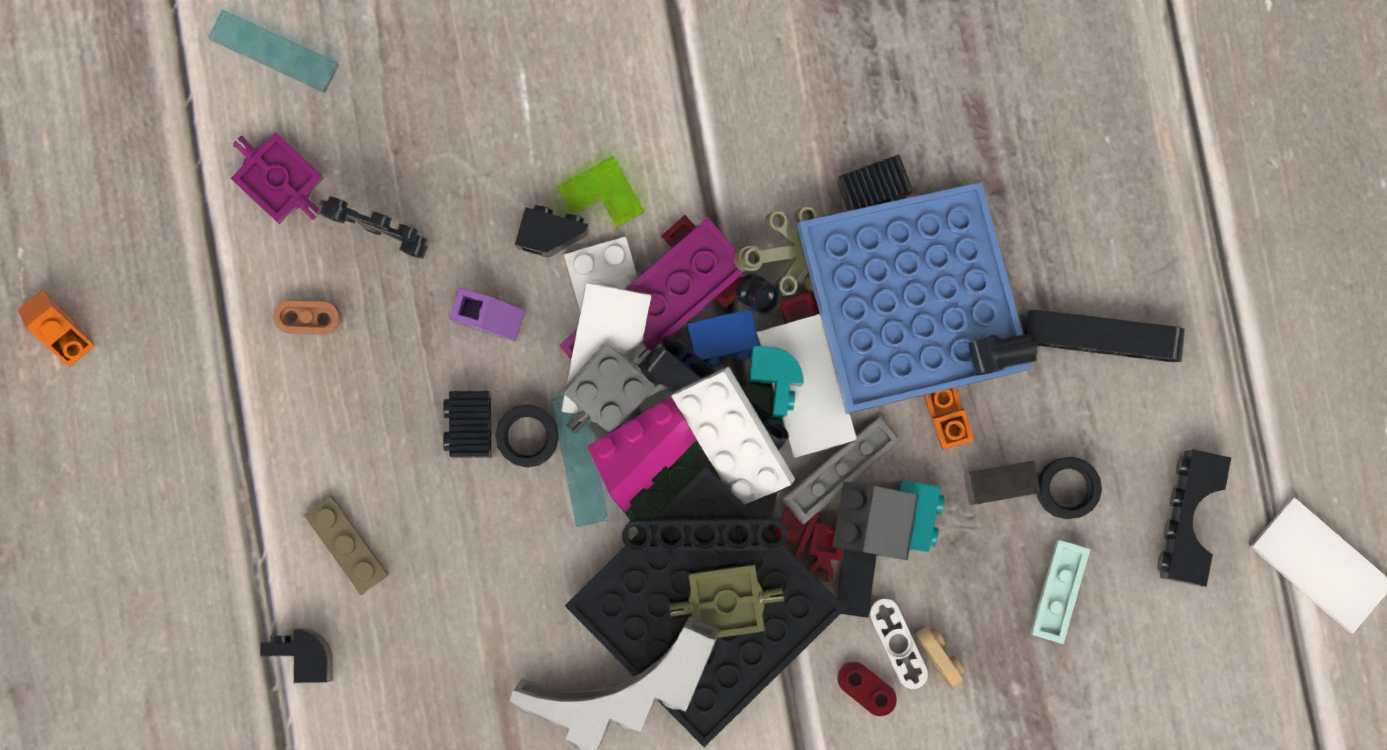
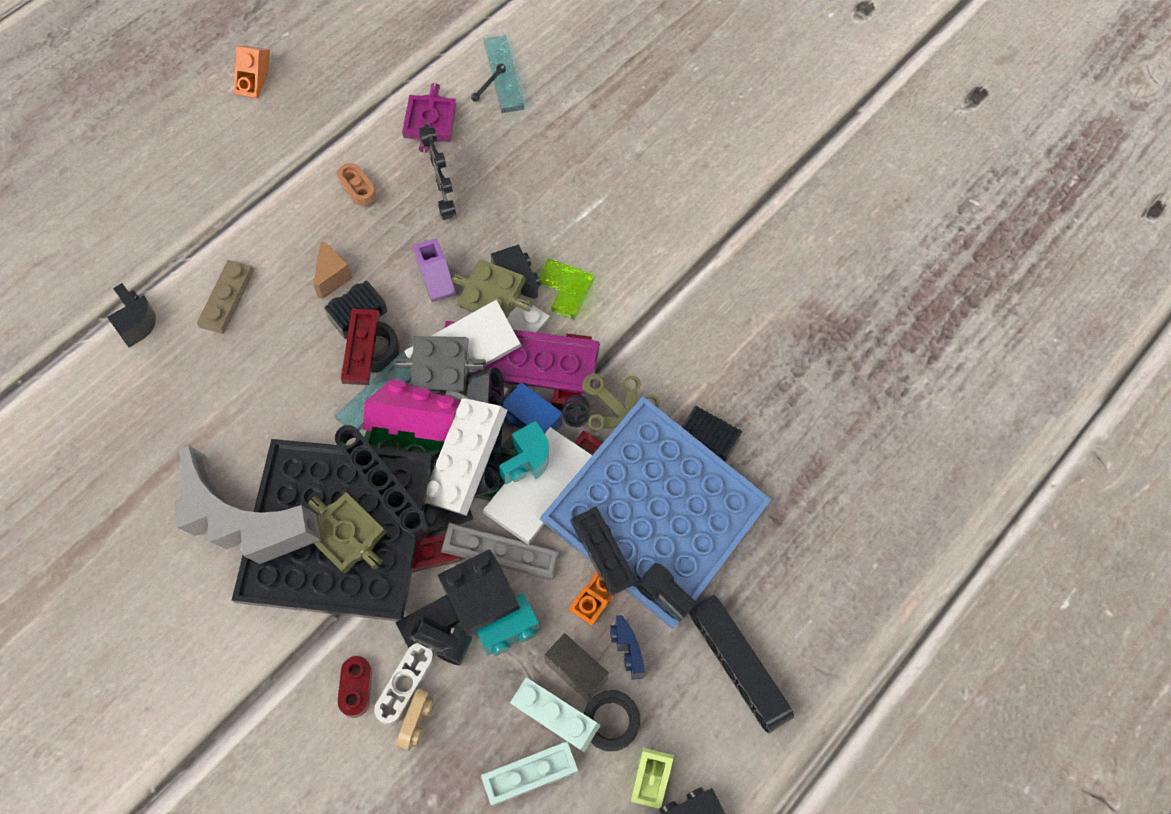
camera: 55 degrees right, 20 degrees down
(273, 52) = (500, 69): none -> black hinge
(402, 418) = (330, 271): none -> medium nougat slope
(529, 452) = (360, 347): none -> dark red plate
(559, 274) = (490, 284): none -> olive plate
(821, 546) = (431, 583): dark red plate -> none
(892, 581) = (448, 643): none -> black piece
(923, 380) = (603, 551): none -> black tile
(1007, 421) = (626, 641): none -> dark blue slope
(1029, 533) = (555, 714): none -> light aqua plate
(1141, 491) = (651, 778): none -> yellowish green slope

